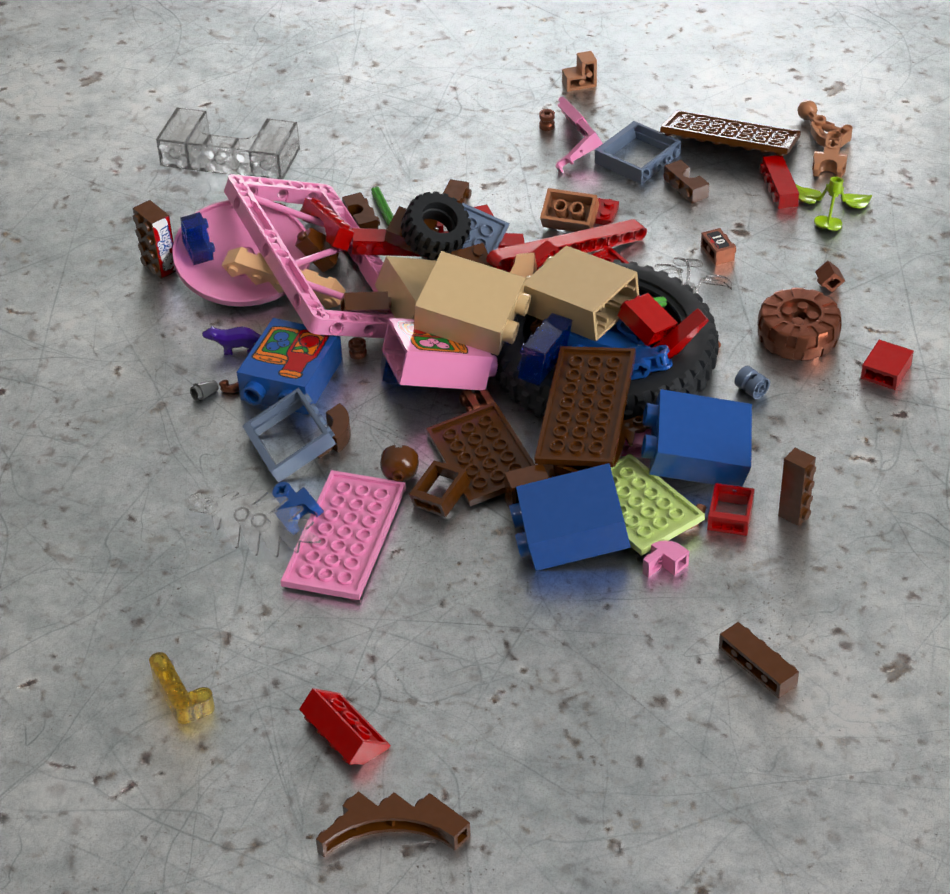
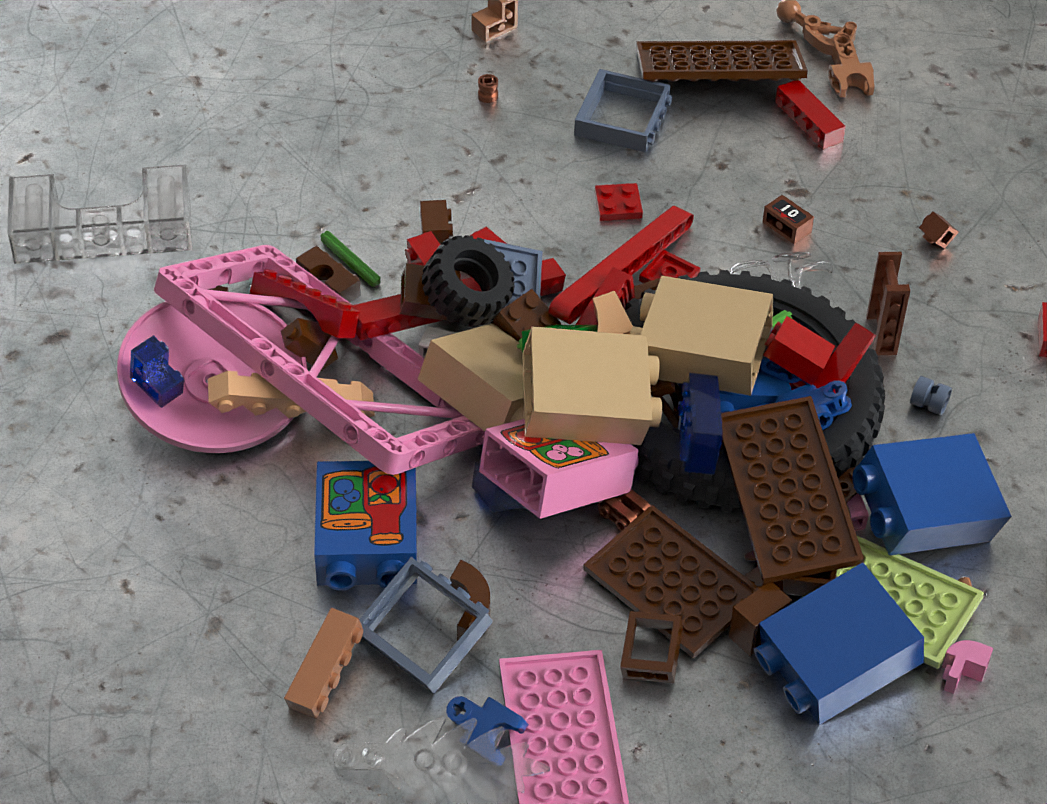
camera: 25 degrees left, 5 degrees up
(154, 238) = (92, 382): reddish brown brick -> none
(201, 390) = (264, 586): dark grey cone -> none
(210, 441) = (323, 663): none -> nougat brick
(228, 388) = (298, 573): copper arm -> none
(232, 338) = (269, 500): dark purple animal -> none
(357, 348) = (427, 477): copper wheel -> none
(366, 302) = (430, 413): reddish brown brick -> none
(399, 463) = (584, 627): reddish brown cylinder -> none
(569, 210) = (593, 212): nougat brick -> none
(587, 144) = (539, 88): bright pink hinge -> none
(678, 176) = (713, 146): reddish brown arch -> none
(729, 522) = (1007, 593): red window -> none
(746, 309) = (888, 303): none -> copper fence
(799, 324) = (947, 303): copper wheel -> none
(834, 189) = (903, 119): lime plant -> none

